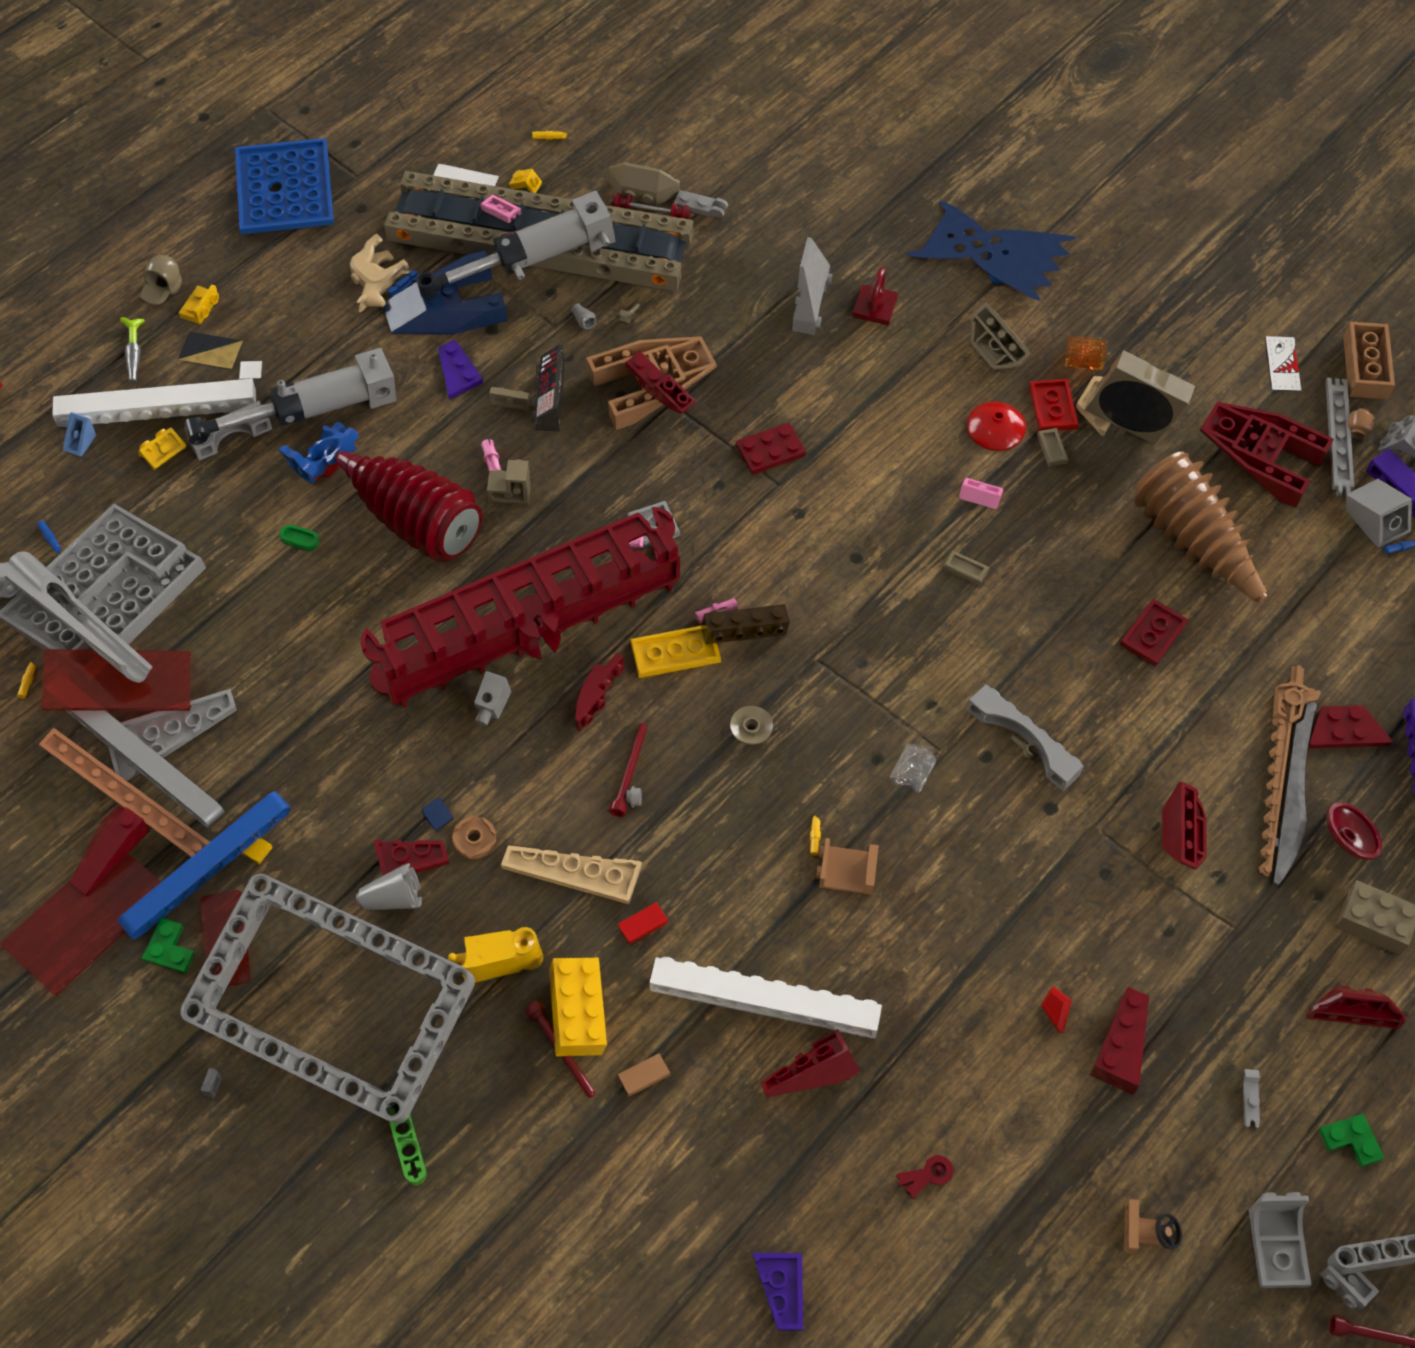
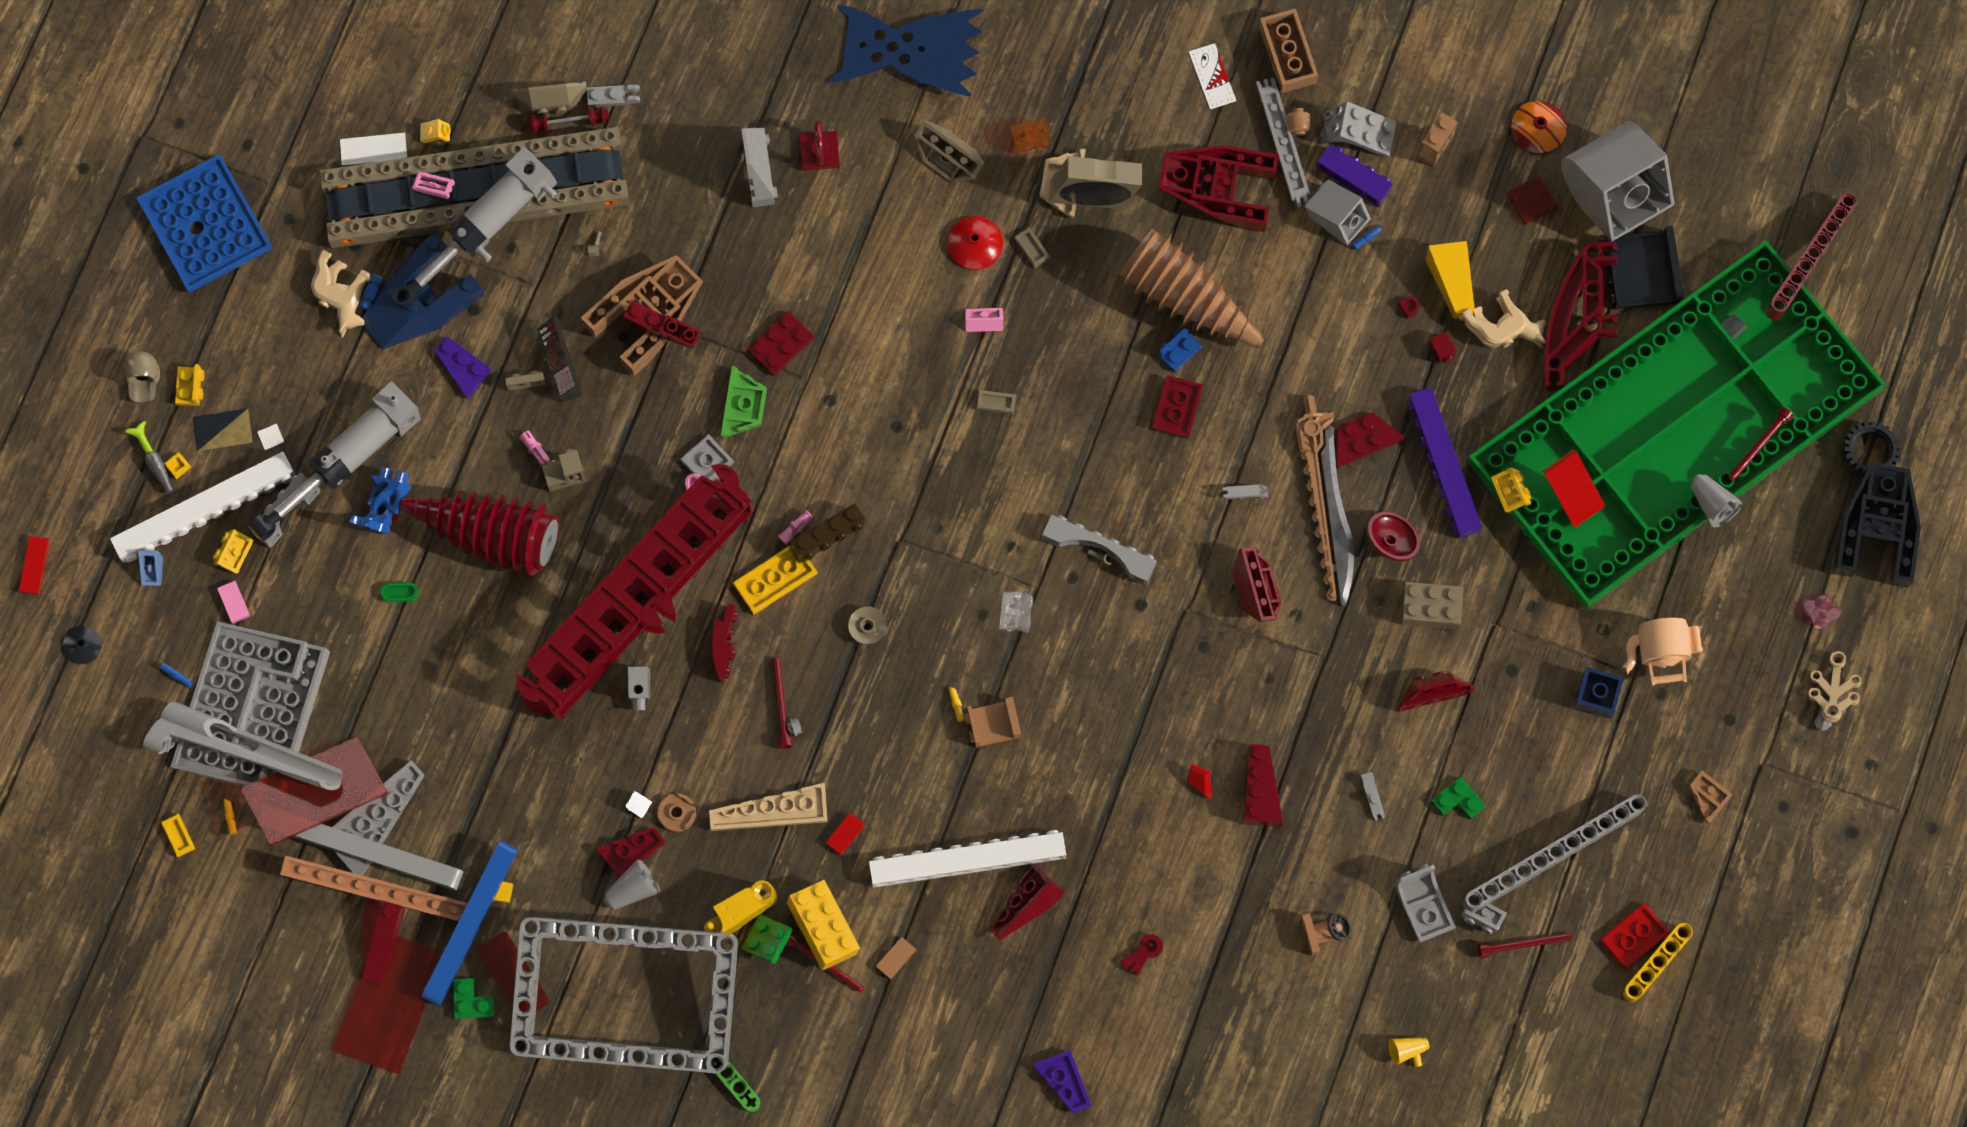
camera: 20 degrees left, 15 degrees up
(138, 492) = (233, 602): none -> bright pink tile
(152, 364) = (177, 465): none -> yellow tile
(211, 1084) = (561, 1096): flat silver tile -> none
(510, 999) = (767, 939): none -> green plate
(549, 135) = (433, 66): yellow piece -> none
(584, 317) = (556, 266): light grey cone -> none
(710, 487) = (743, 404): none -> bright green wing
(1053, 405) = (1018, 201): red tile -> none
(1173, 581) = (1179, 349): none -> blue bracket
(1198, 734) = (1245, 491): none -> light grey piece

